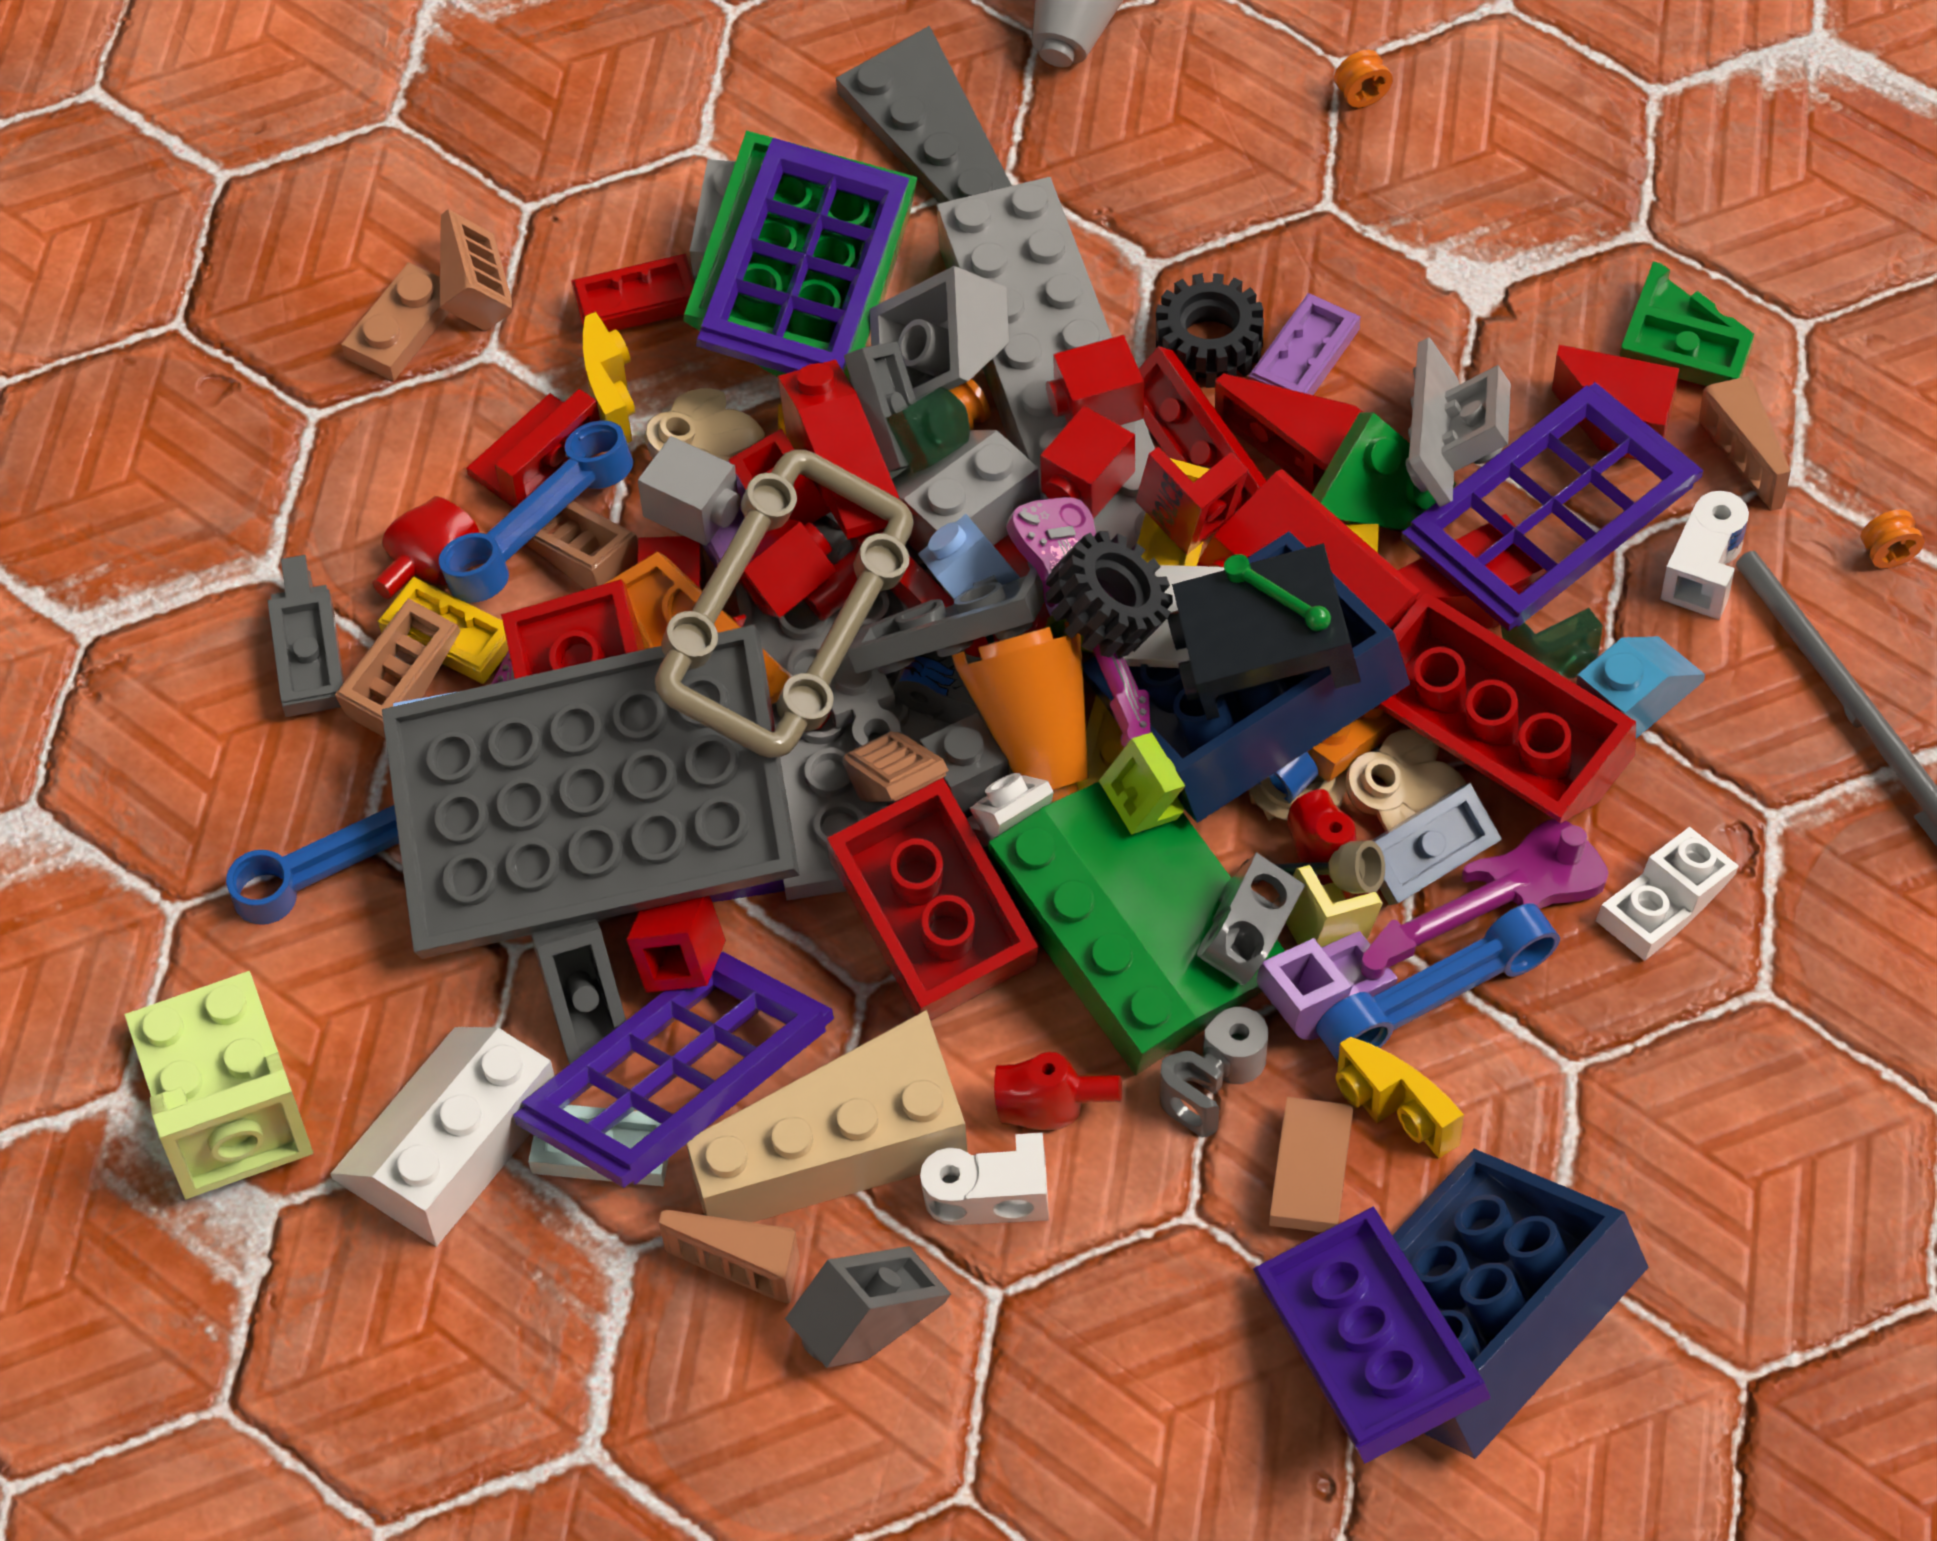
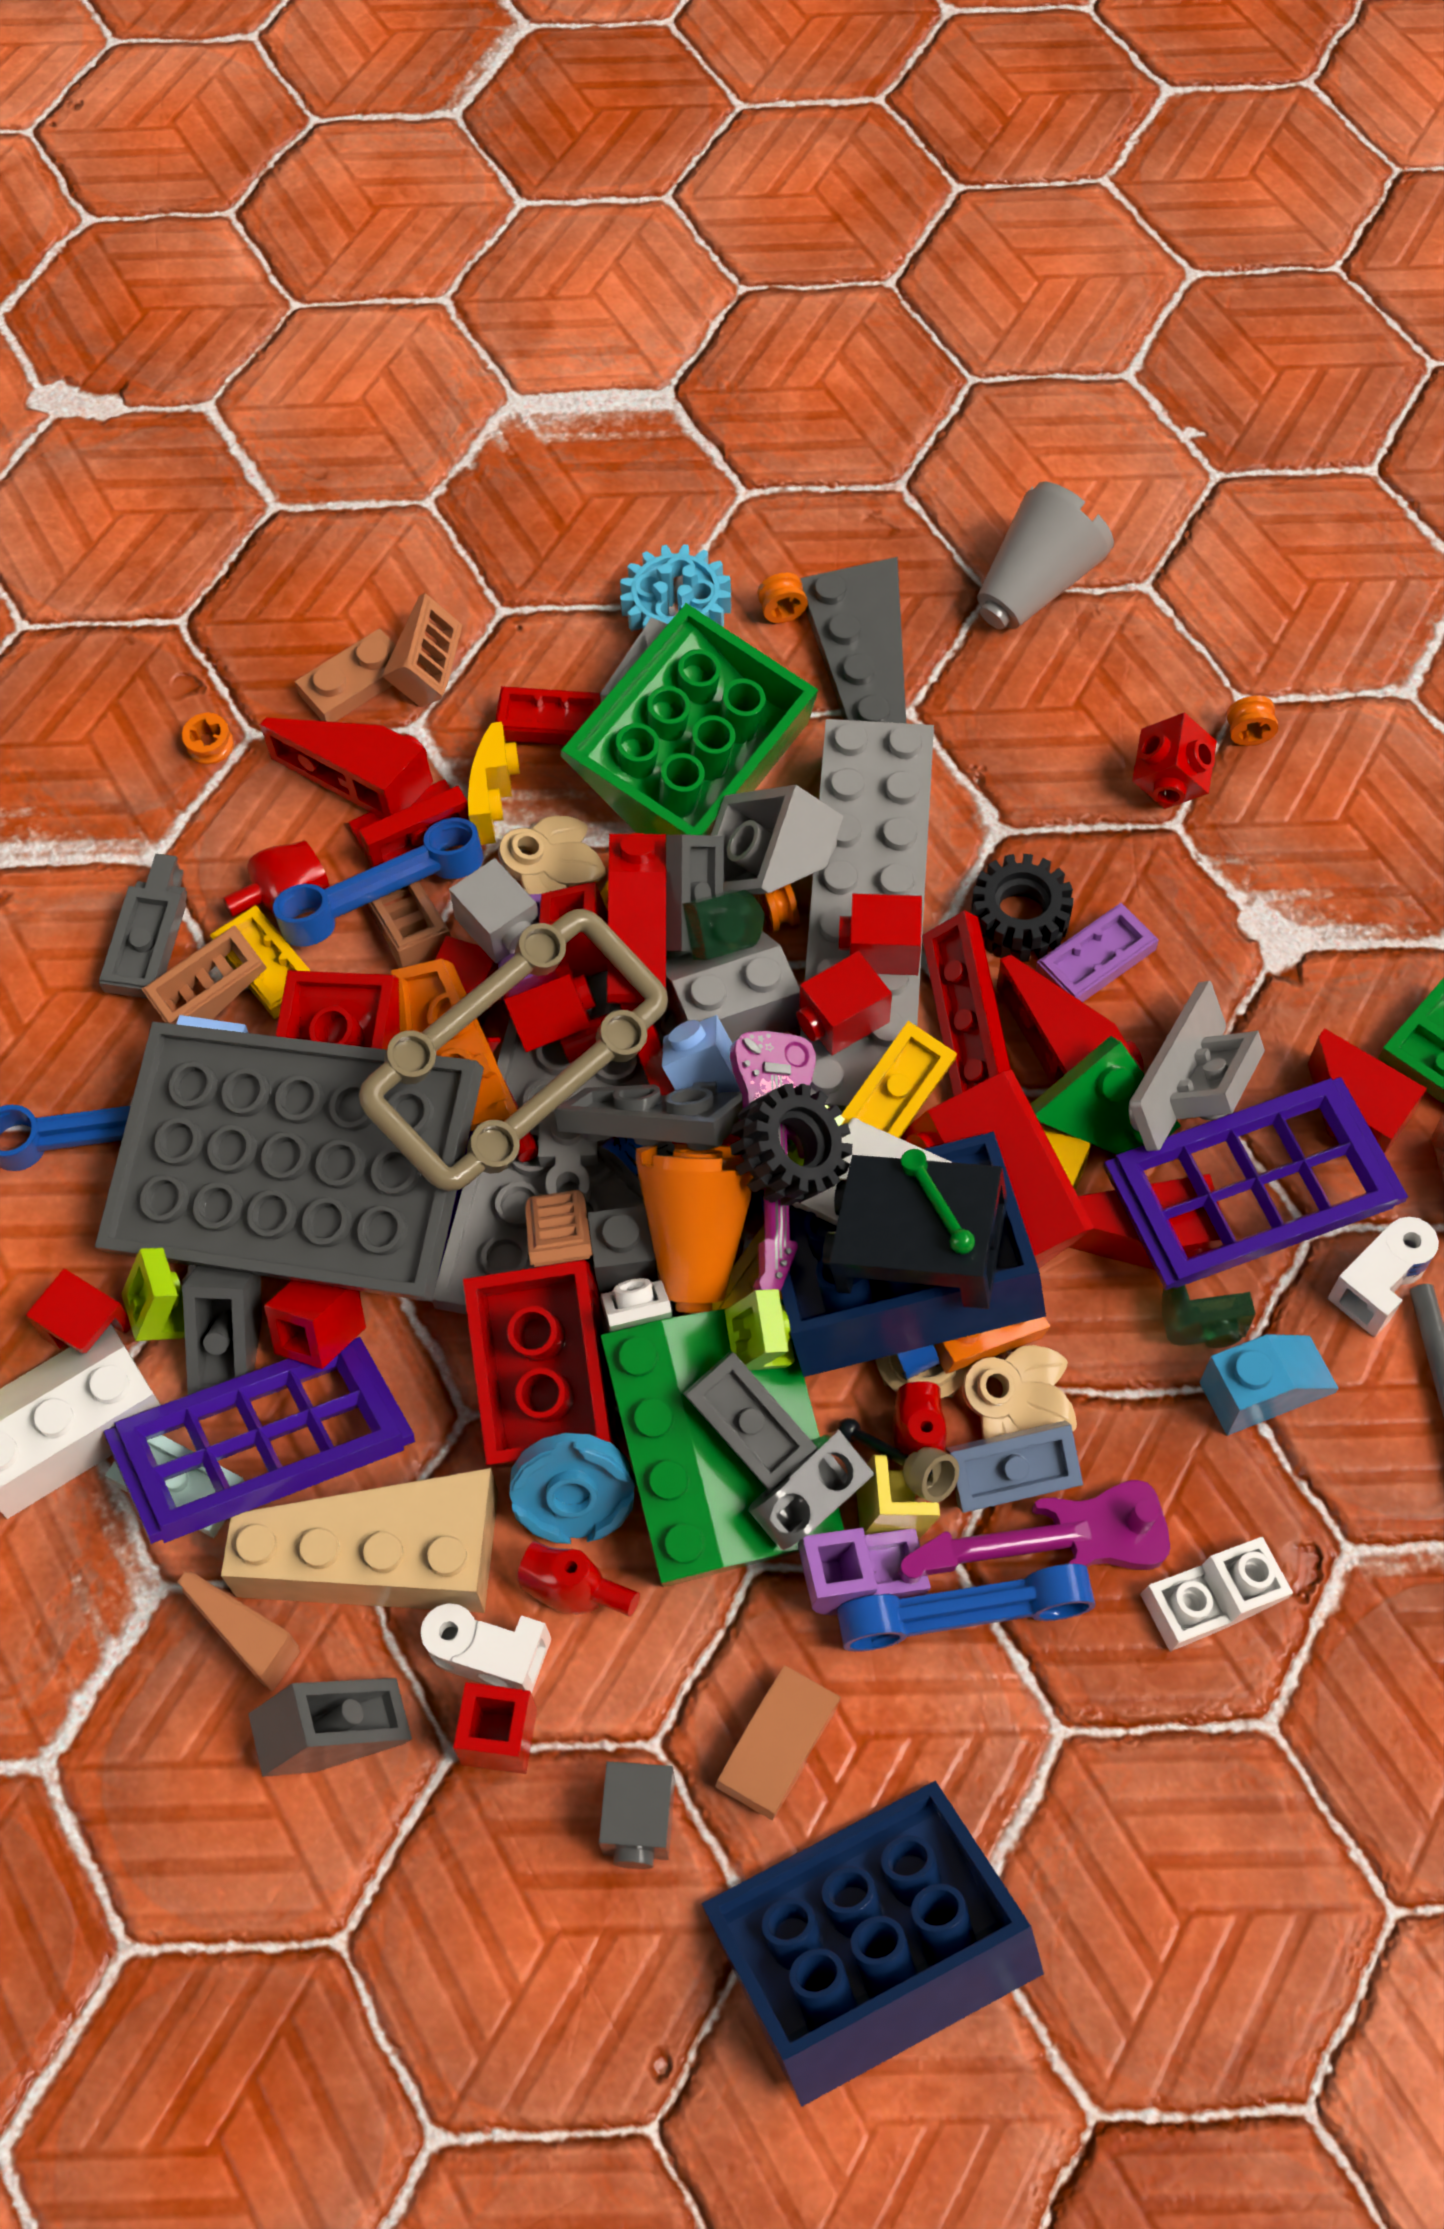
camera: 20 degrees right, 5 degrees up
(276, 417) = (203, 724): none -> orange bush
(422, 1020) = (75, 1313): none -> red panel
(449, 402) = (353, 760): none -> red slope
(498, 978) = (154, 1298): none -> lime bracket
(683, 134) = (702, 587): none -> medium azure gear
(827, 102) = (782, 597): none -> orange bush
(834, 174) = (744, 665): dark purple piece -> none
(1012, 1003) = (572, 1488): none -> dark azure tile
(1037, 1242) = (495, 1728): none -> red brick
(1168, 871) = (750, 1420): none -> dark grey plate
(1188, 509) = (913, 1086): red panel -> none
(1206, 1271) = (637, 1813): none -> dark grey brick
(1231, 1053) = (755, 1598): leg -> none
(1304, 140) = (1174, 761): none -> red brick
(1371, 1334) = (749, 1951): dark purple tile -> none
(1390, 1085) = (876, 1691): yellow slope -> none
(1507, 712) = (1129, 1368): red slope -> none

